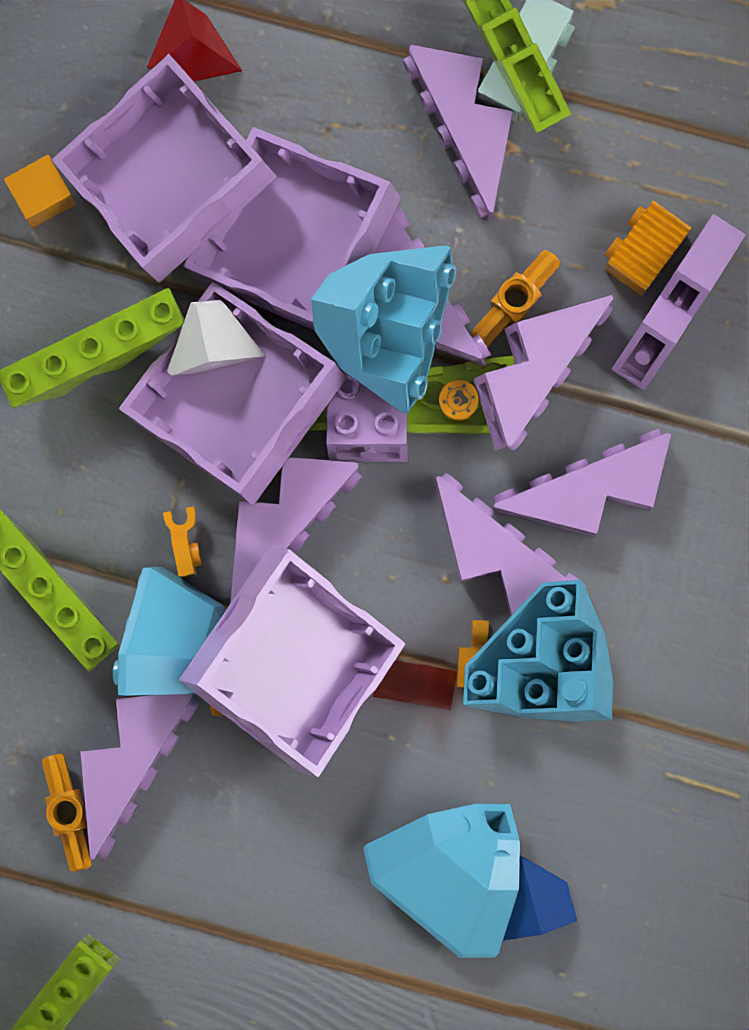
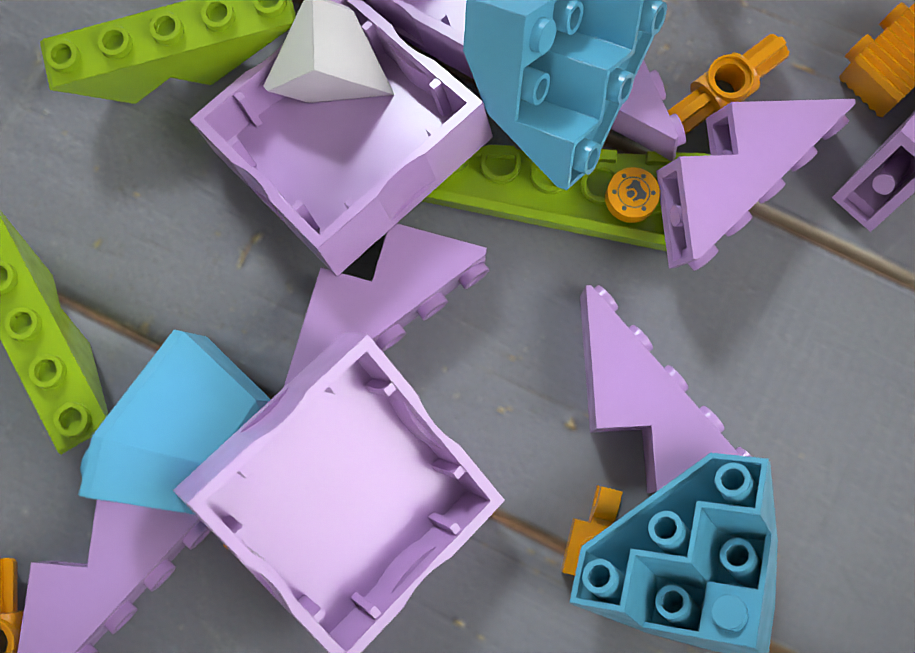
camera: 10 degrees right, 5 degrees down
(186, 554) = (237, 323): light orange plate -> none
(364, 426) = (506, 203): lavender bracket -> none
(418, 685) = (511, 560): clear red slope -> none
(578, 497) = (769, 350): lavender slope -> none

